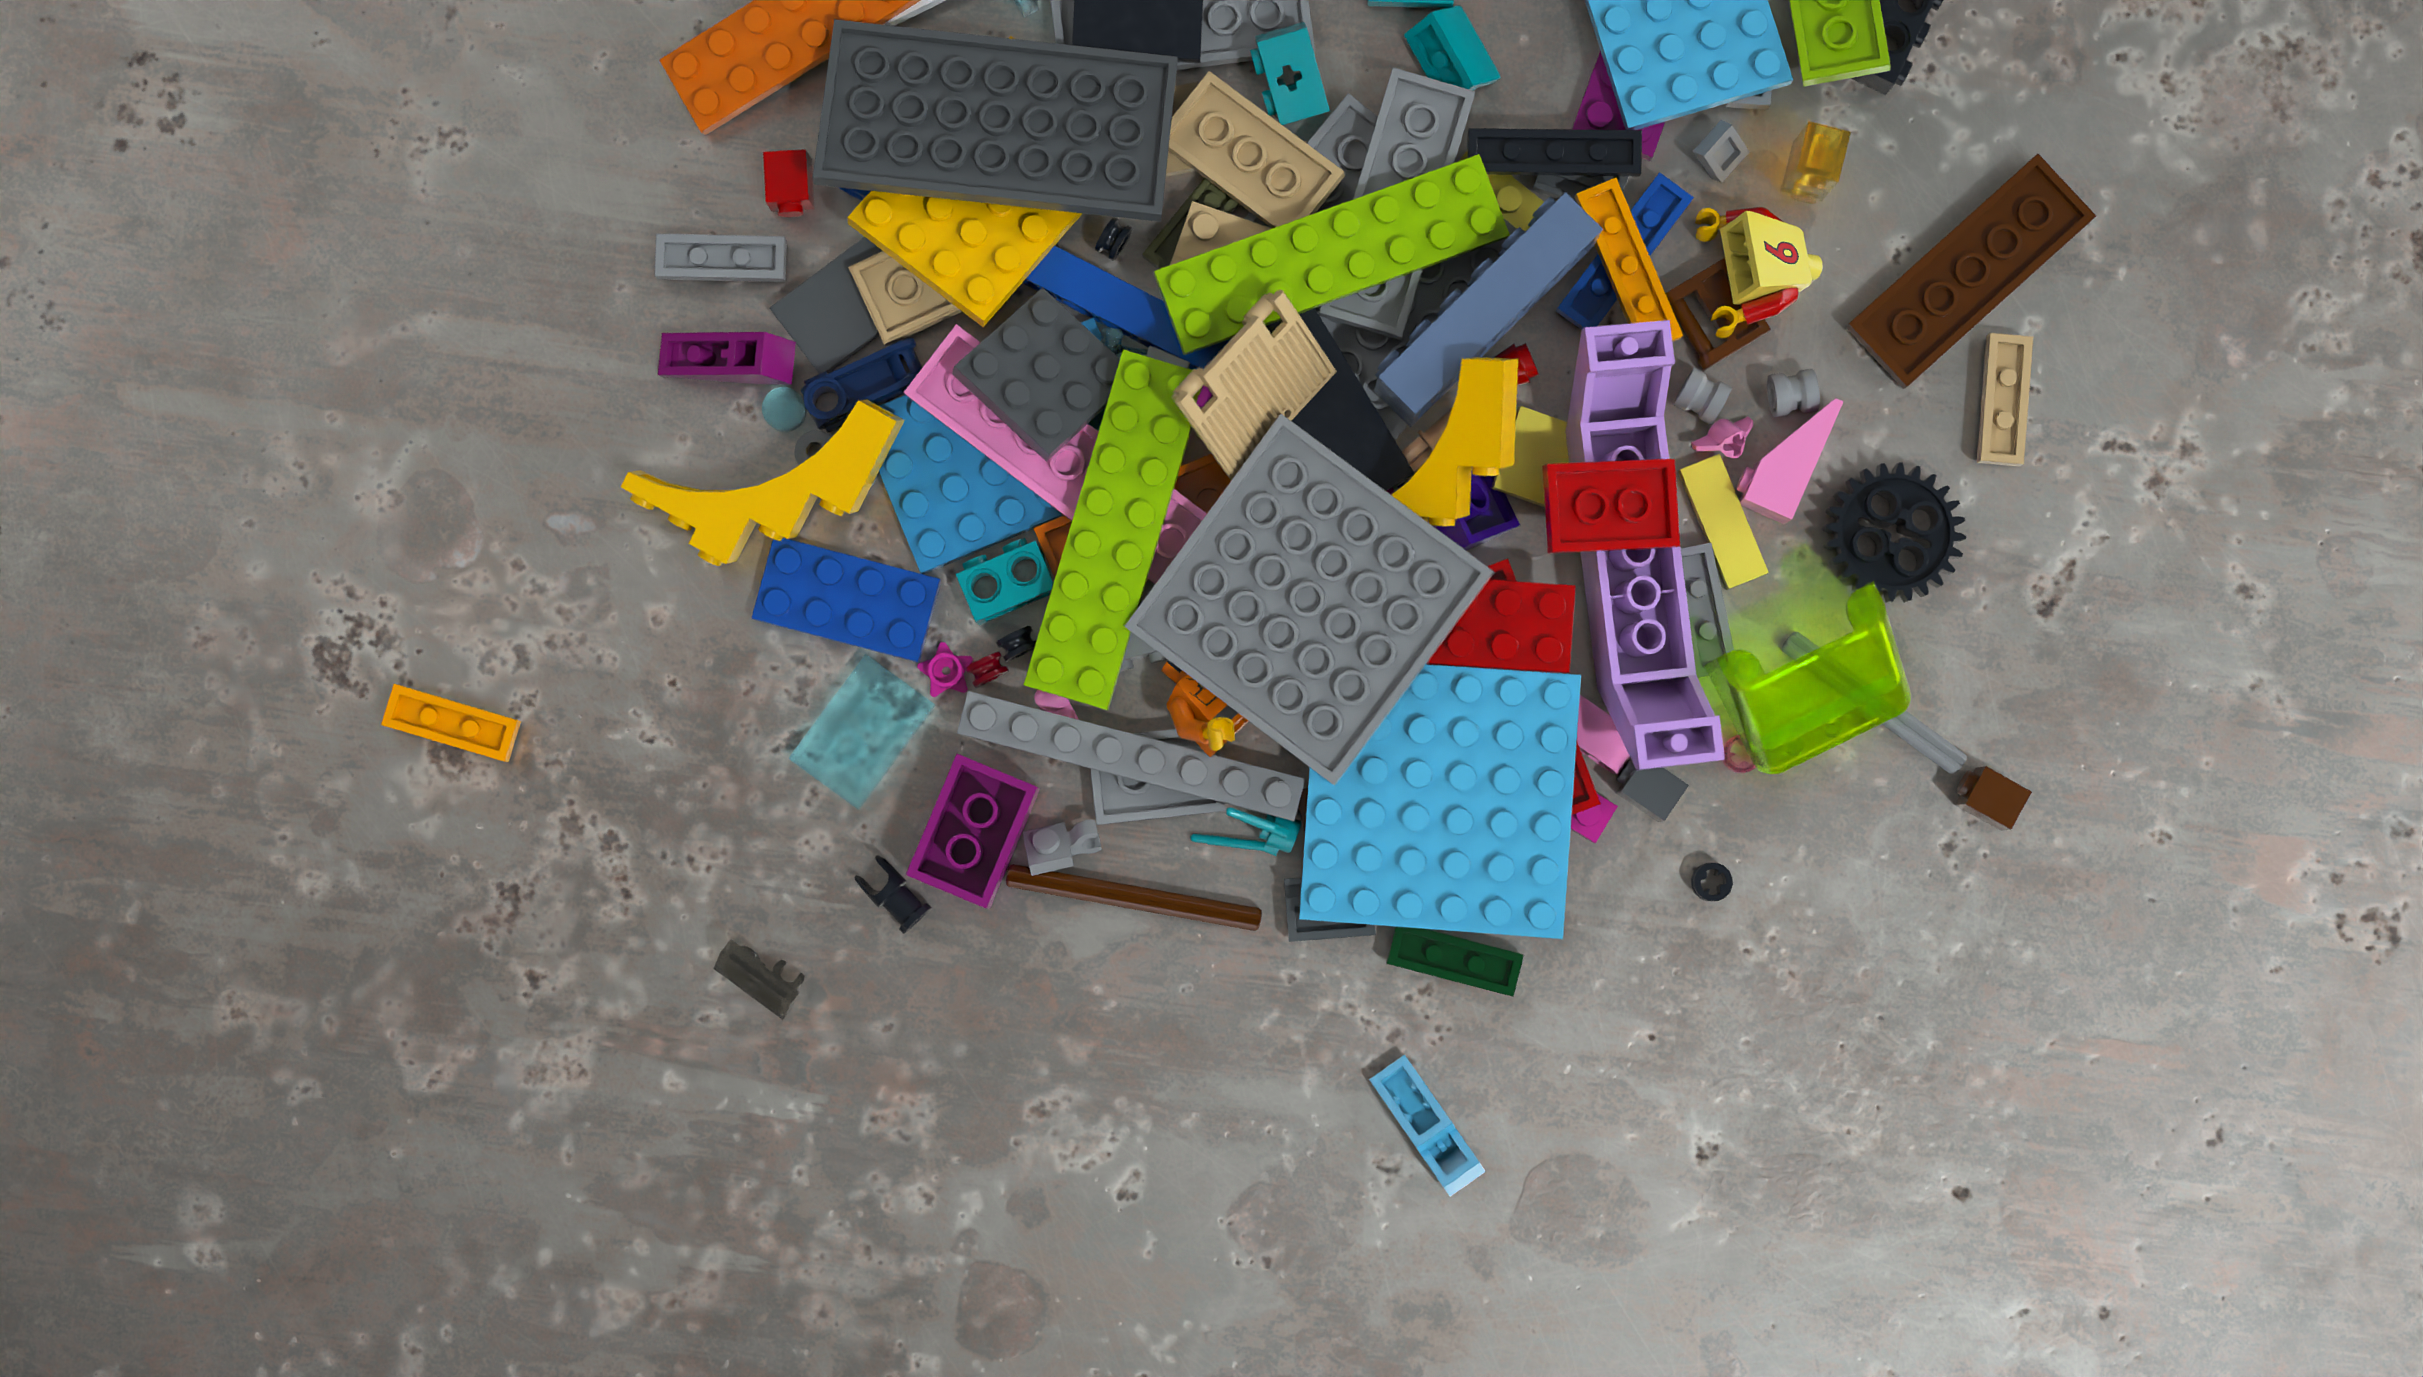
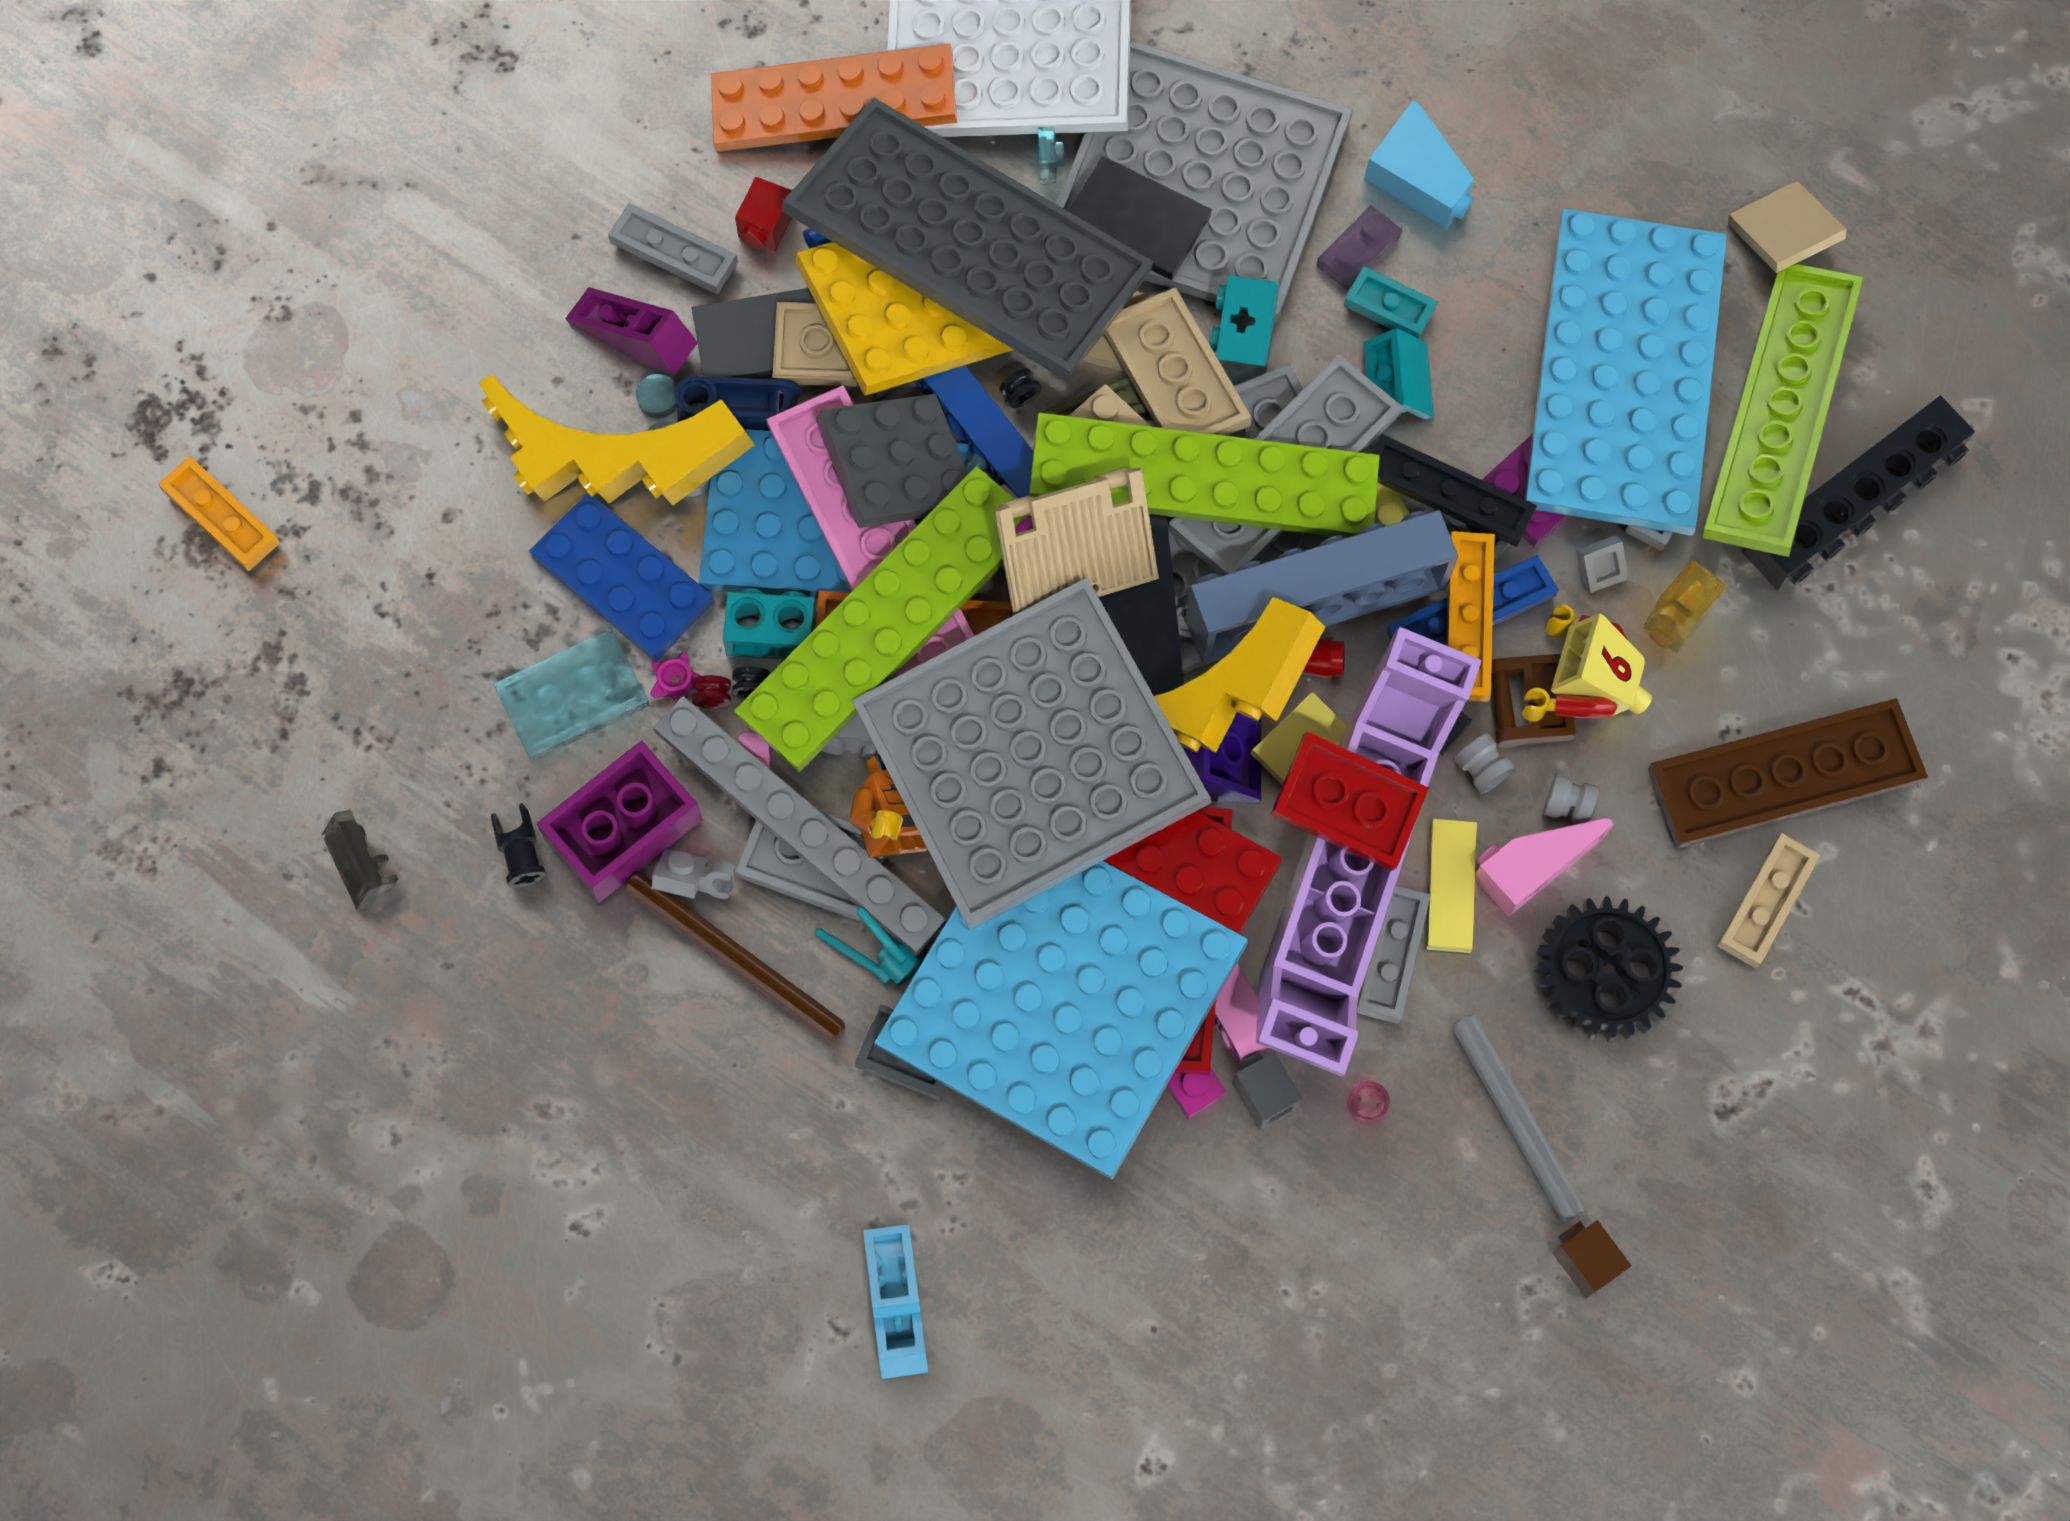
camera: 20 degrees right, 15 degrees down
(1455, 959) = (1002, 1158): dark green plate -> none
(1701, 874) = (1273, 1197): black bush -> none
(1725, 437) = (1489, 810): bright pink piece -> none
(1818, 696) = (1466, 1072): clear neon green windscreen -> none

